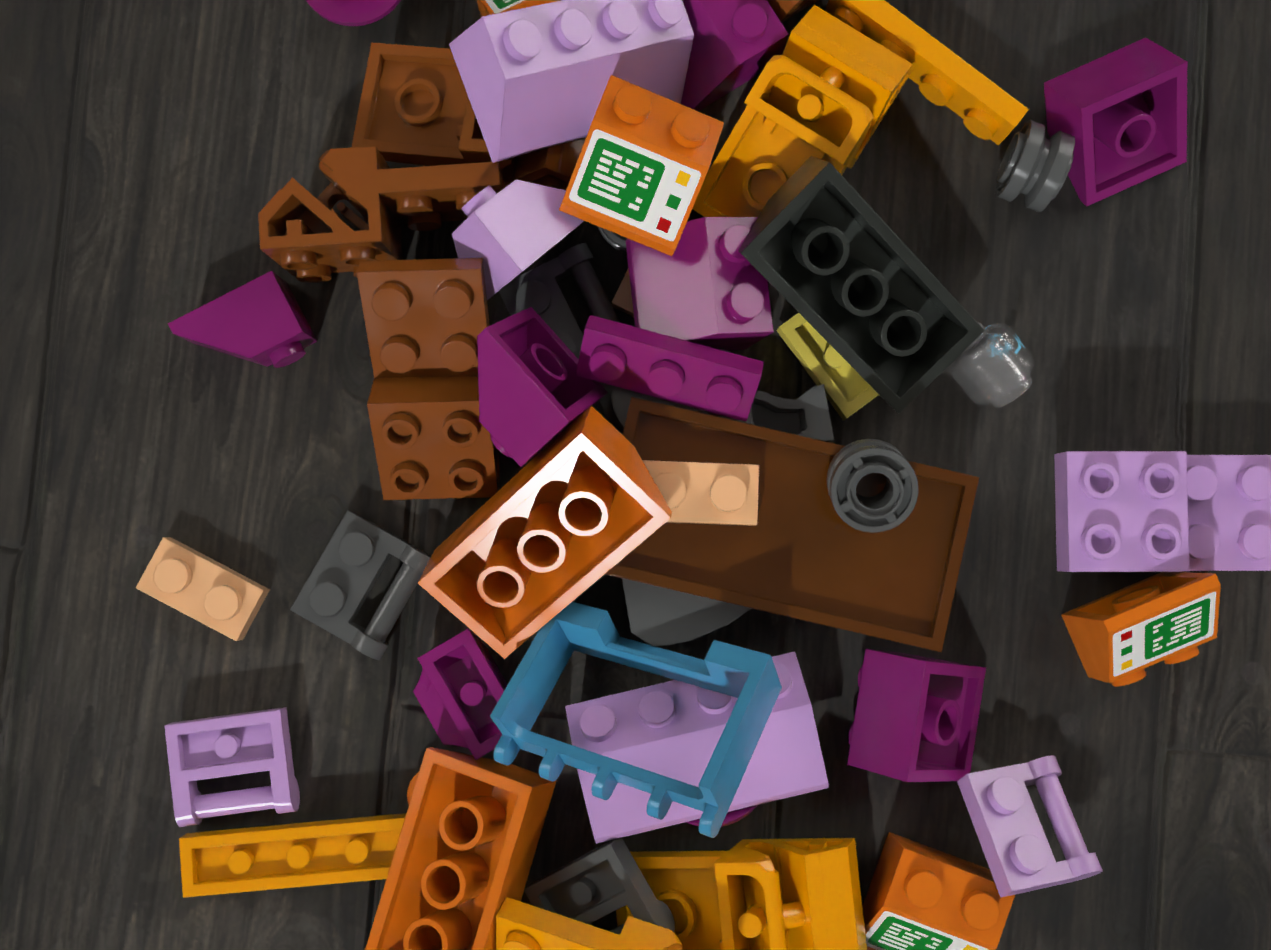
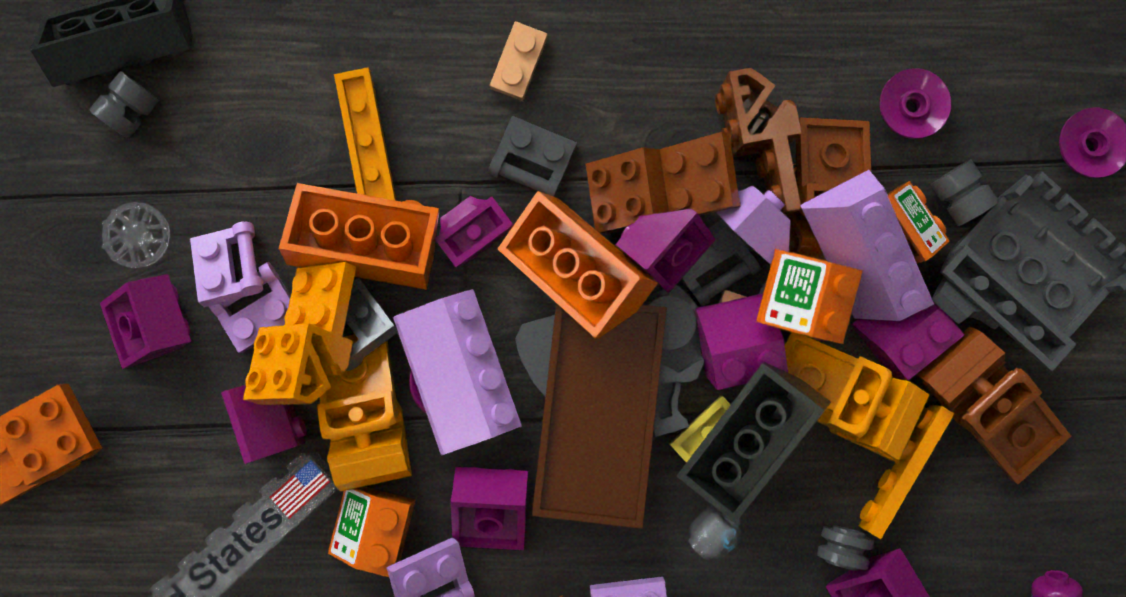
camera: 85 degrees right, 0 degrees up
(228, 748) = (425, 91): lavender plate -> none
(251, 323) = (684, 70): magenta slope -> none
(591, 631) = (520, 298): dark azure hinge -> none
(668, 368) = (687, 328): magenta plate -> none
(708, 491) = (613, 360): light nougat plate -> none
(891, 504) = (612, 462): dark grey wheel -> none

